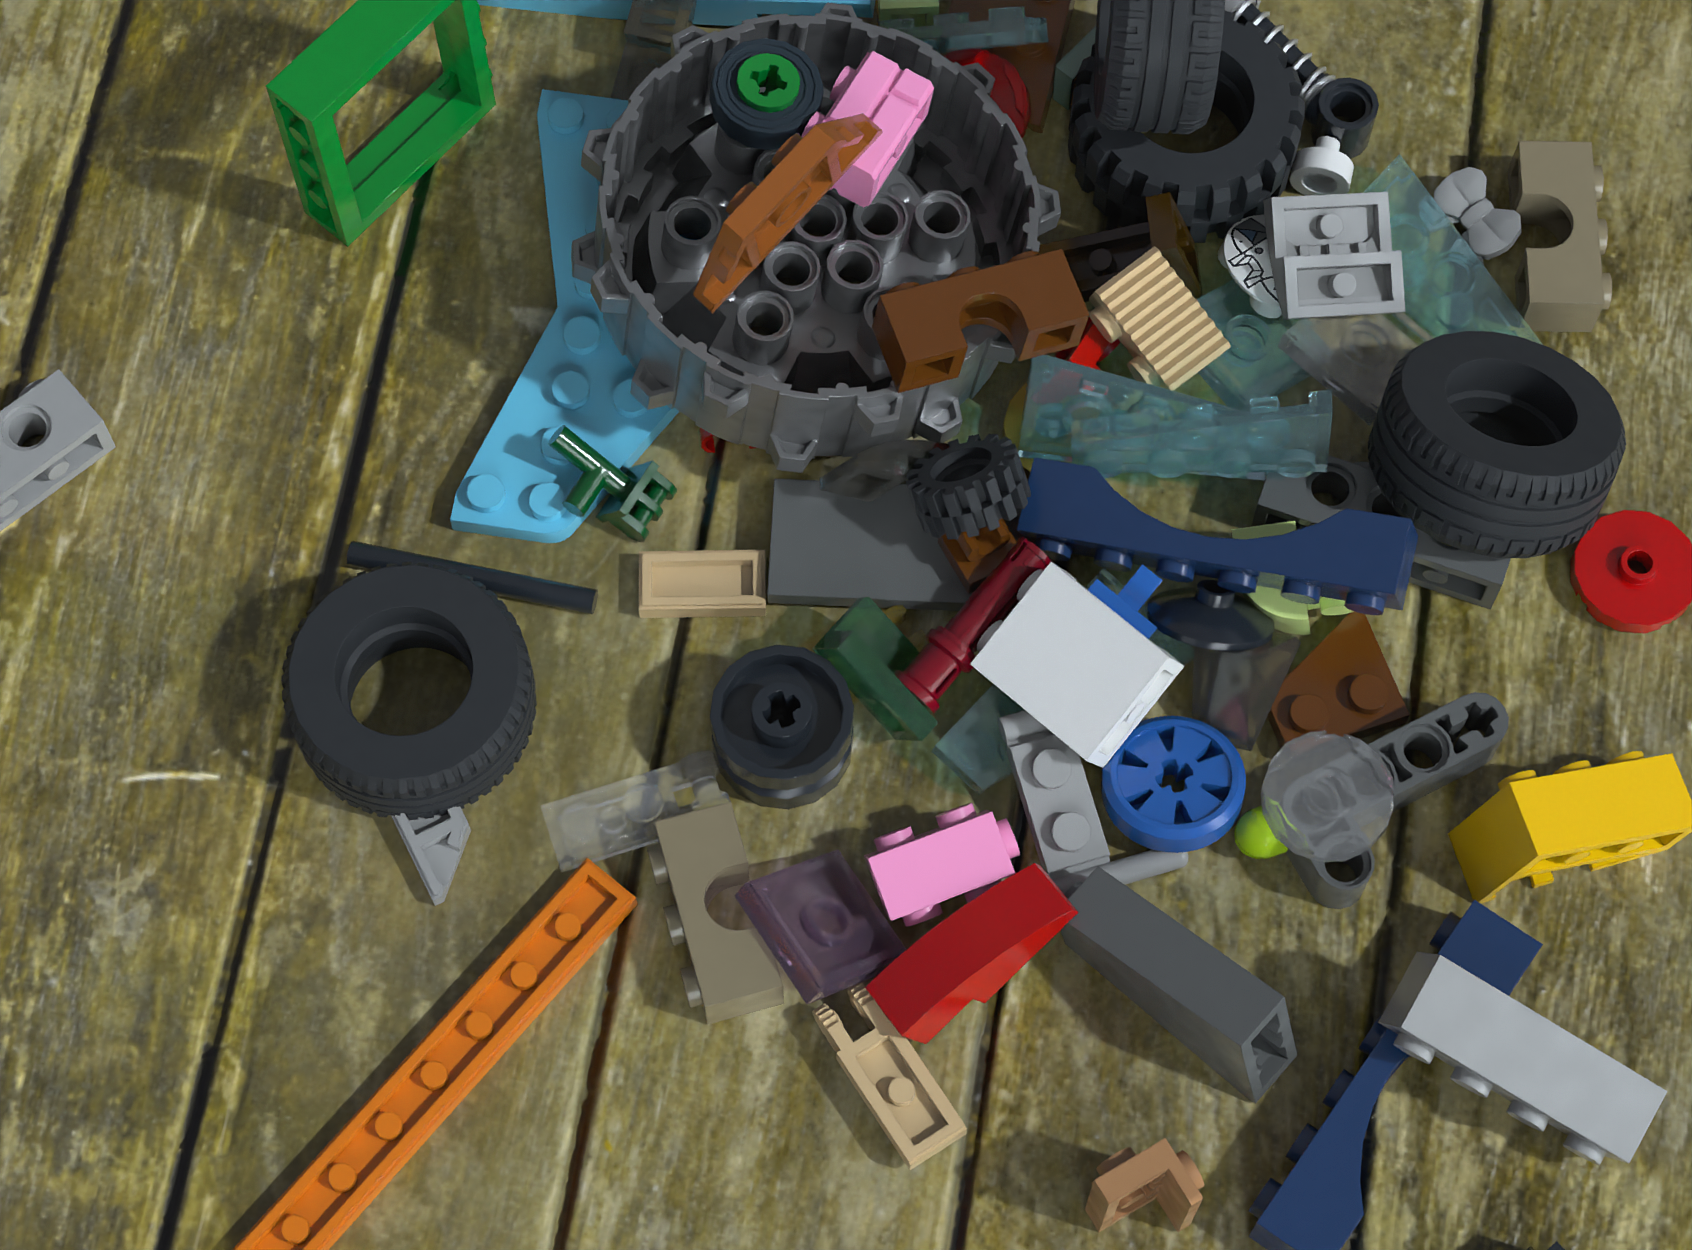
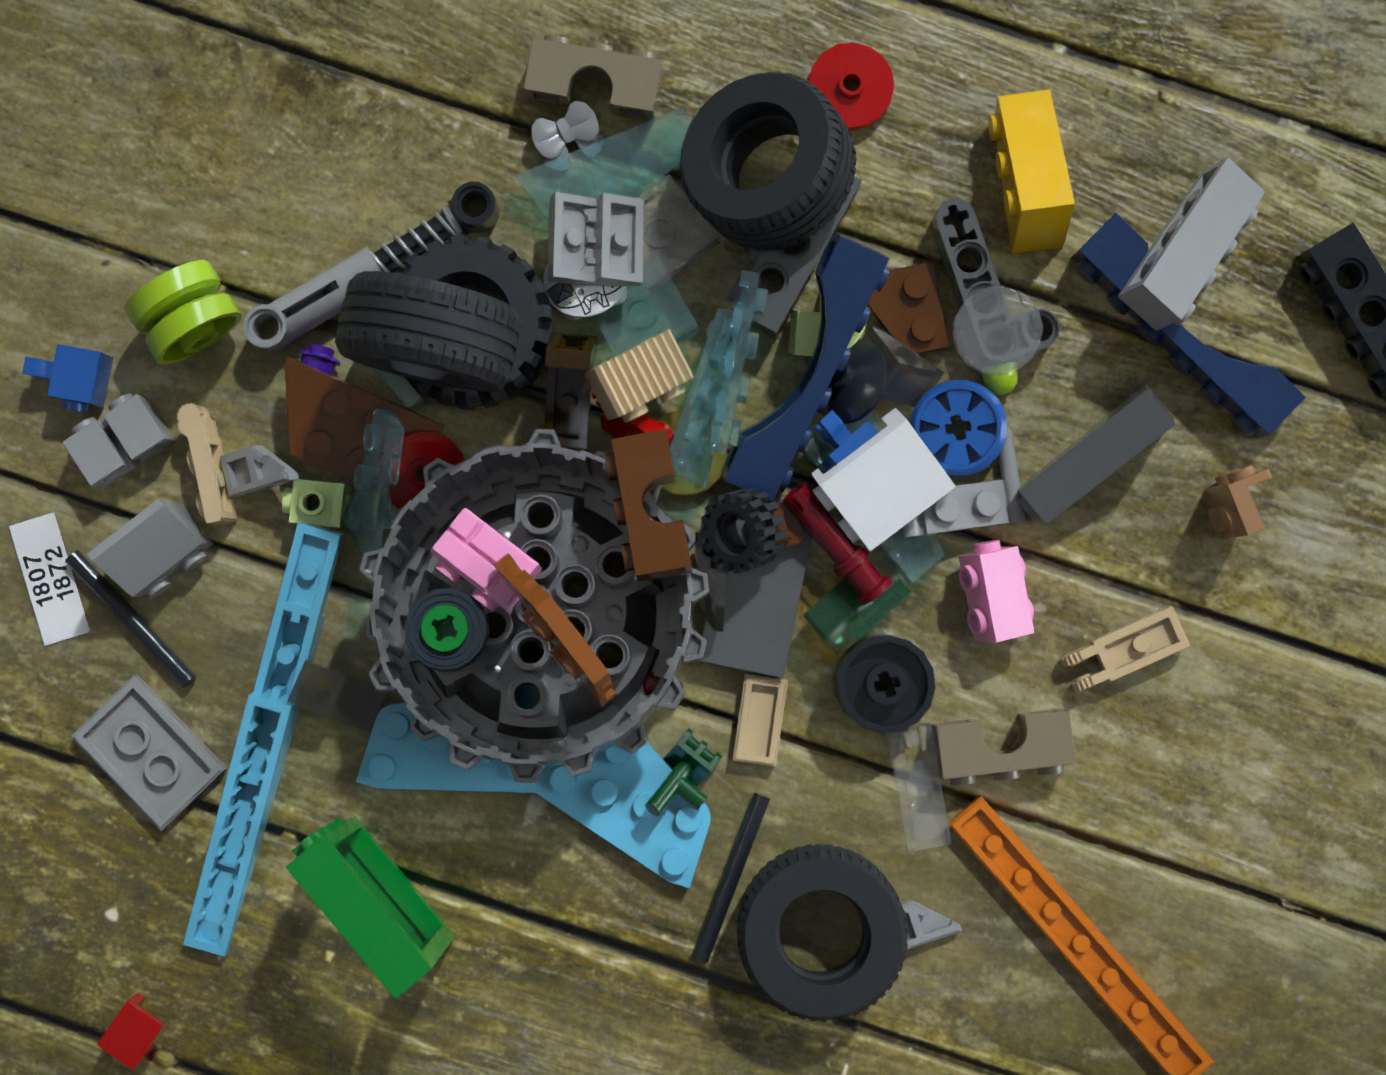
camera: 75 degrees left, 20 degrees up
(820, 925) = (1026, 678): clear purple tile -> none
(971, 953) = (1062, 583): red slope -> none
(1322, 169) = (514, 231): white tile -> none

